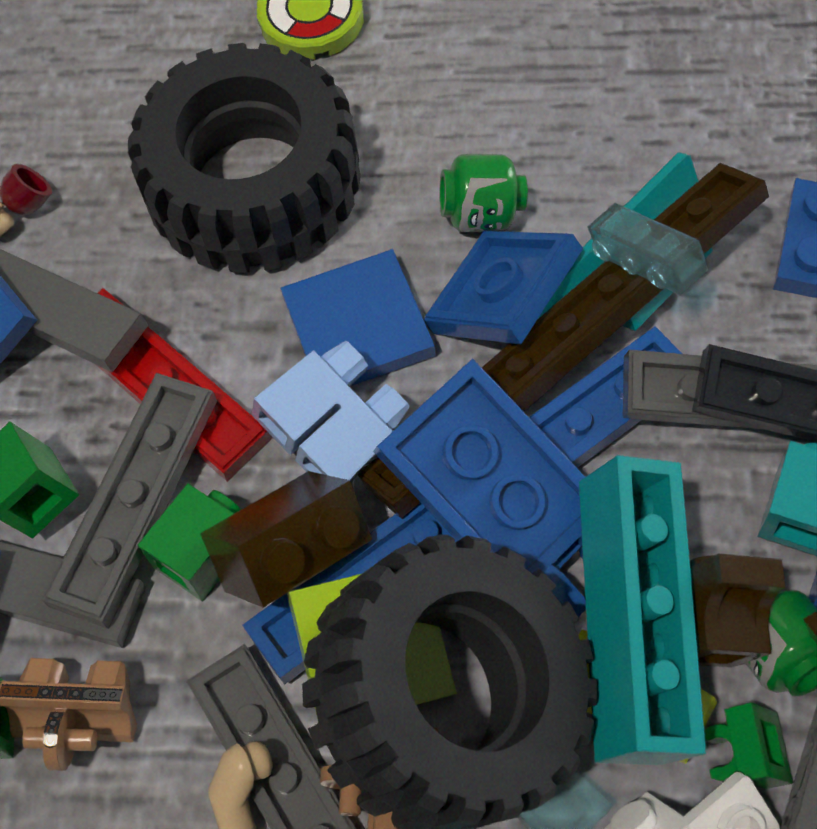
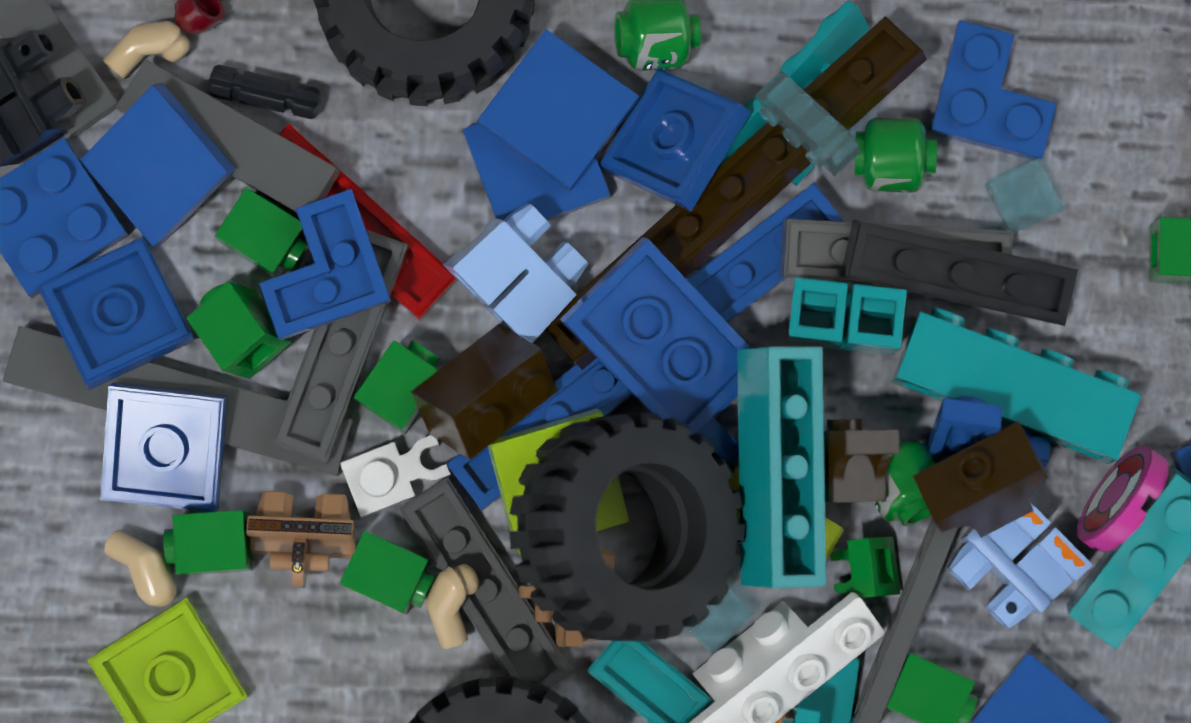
camera: 10 degrees left, 20 degrees up
(62, 388) = (263, 234): none -> green brick
(84, 262) = (264, 91): none -> black axle
(131, 419) = (340, 281): none -> blue plate
(163, 754) = (388, 574): none -> green brick
(174, 644) = (385, 478): none -> white plate
(379, 263) = (558, 109): none -> blue tile
(724, 463) = (857, 321): none -> teal hips
(741, 297) = (894, 155): none -> green head

